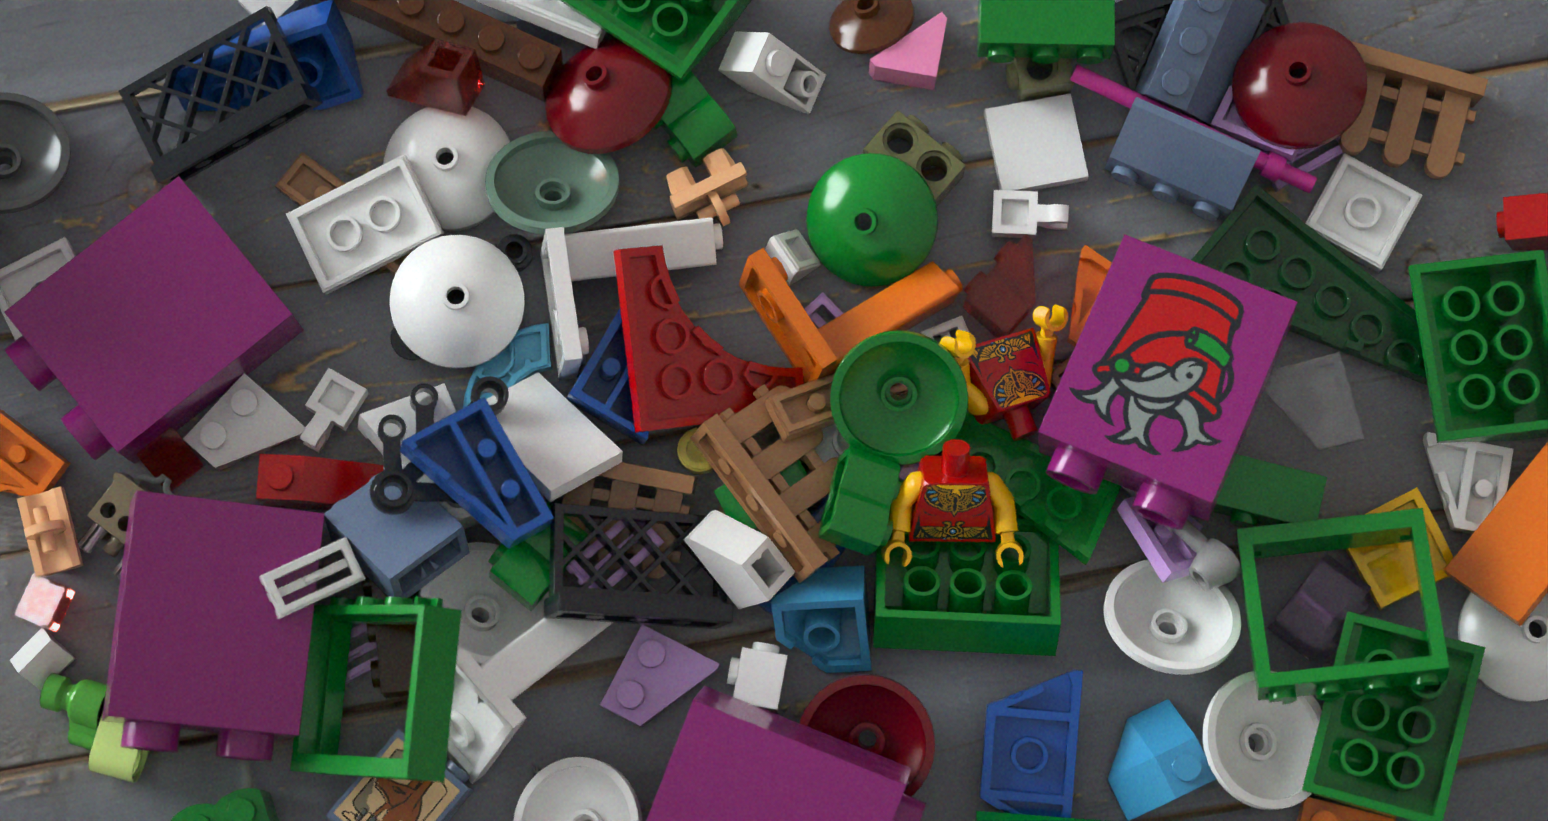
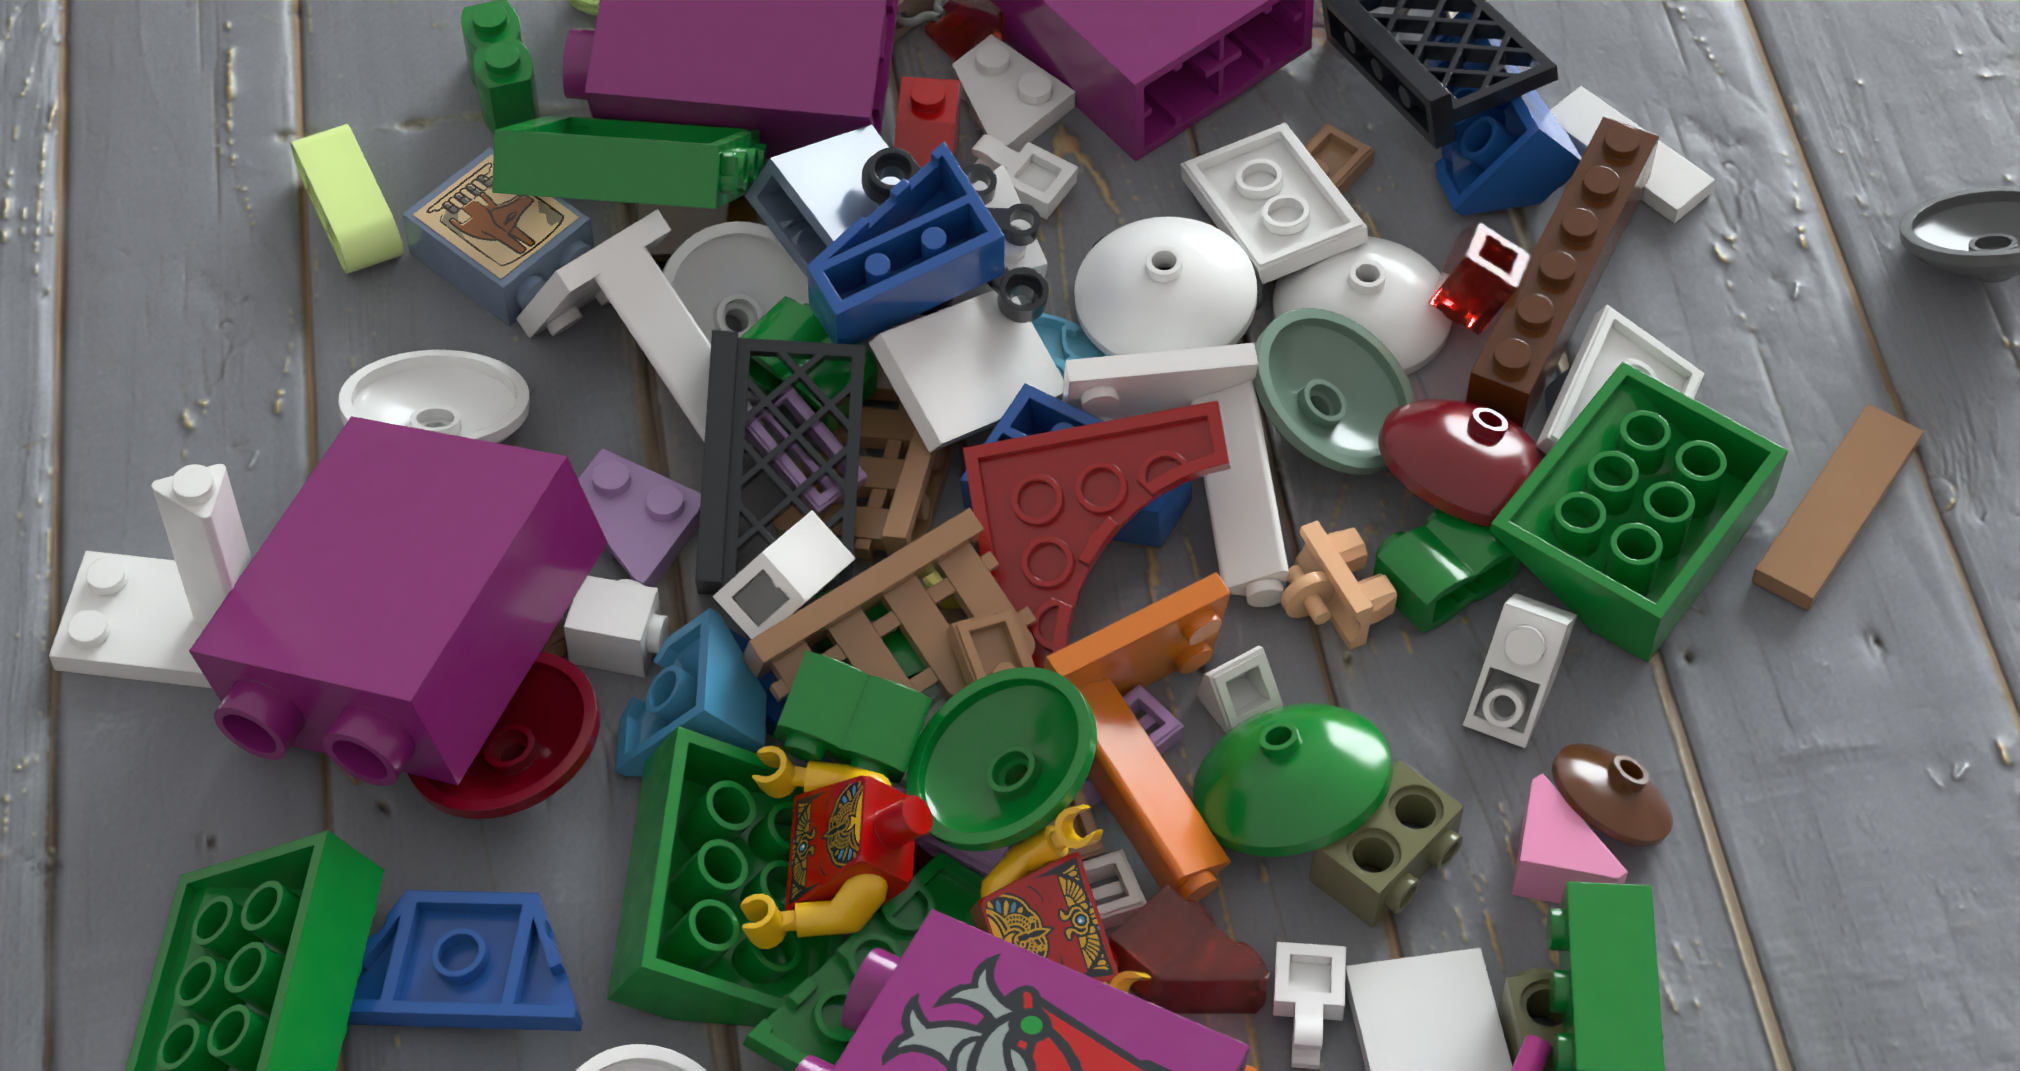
camera: 90 degrees right, 25 degrees down
(275, 595) = (761, 54): white tile -> none

